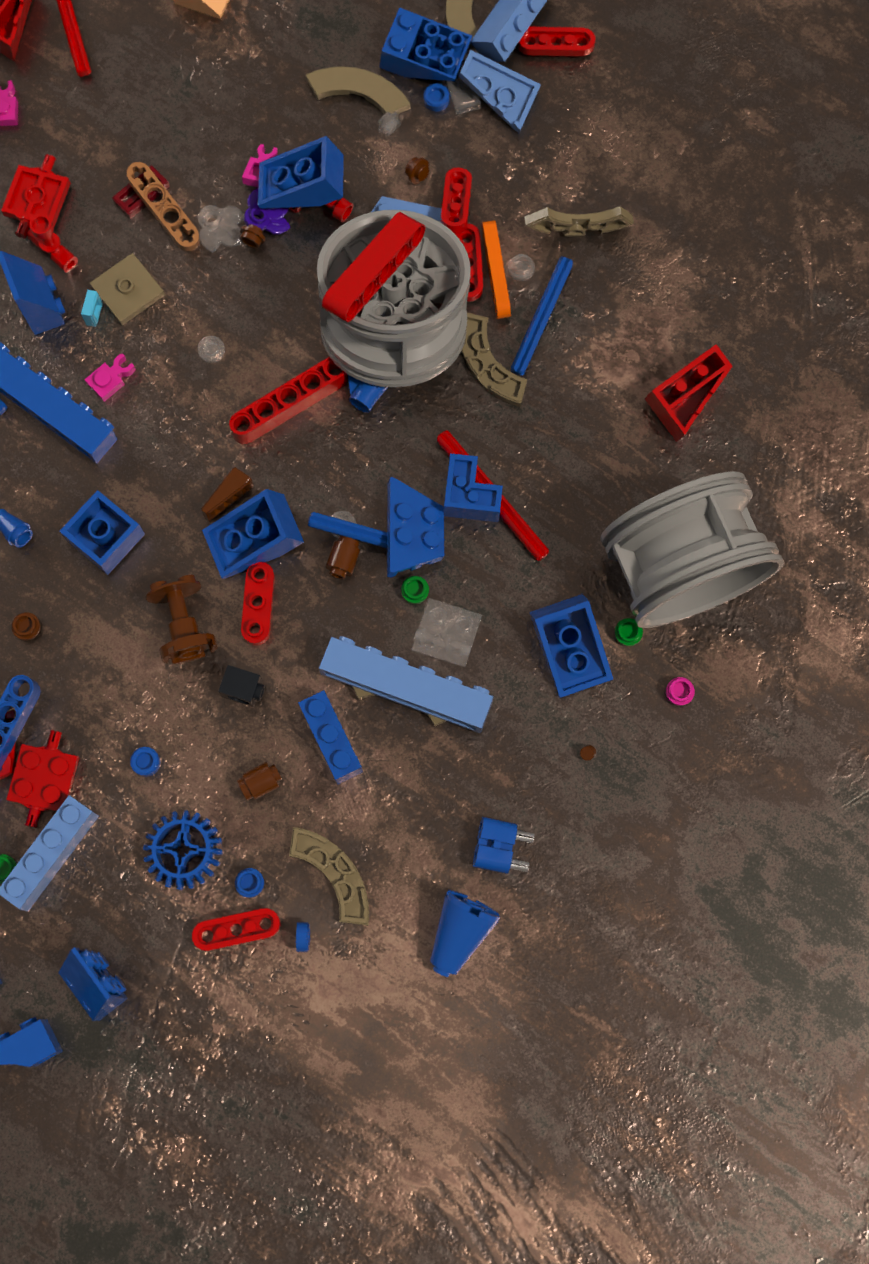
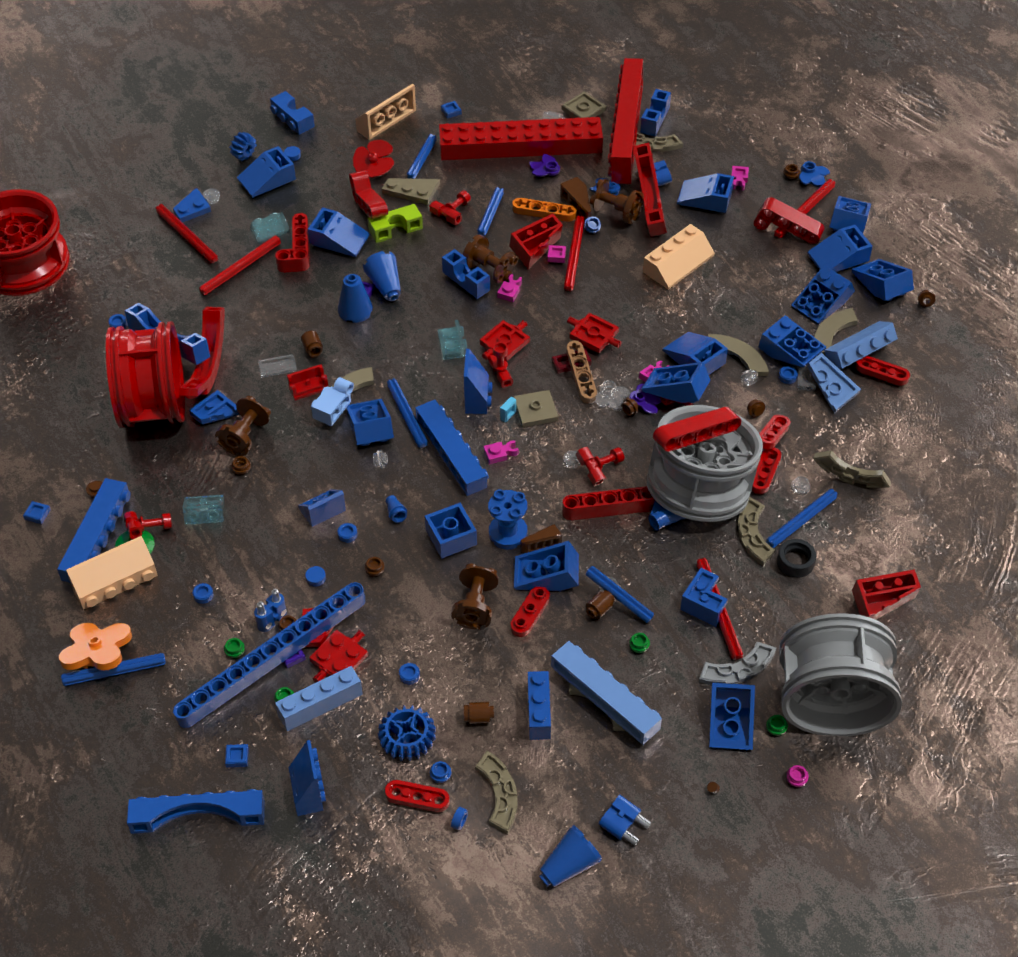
camera: 25 degrees right, 25 degrees down
(42, 21) = (556, 254): none -> dark pink plate
(152, 134) = (594, 332): none -> red plate
(171, 486) = (508, 526): none -> blue piece
(241, 686) = (494, 652): black brick -> none
(245, 347) = (595, 464): none -> red bar
(303, 111) = (697, 348): none -> blue slope
(413, 528) = (655, 604): blue wing -> none
(446, 632) = (648, 676): clear hinge -> none
(496, 269) = (782, 480): orange beam -> none
(554, 574) = (741, 671): none -> light grey tile
(559, 360) = (795, 570): none -> black tyre

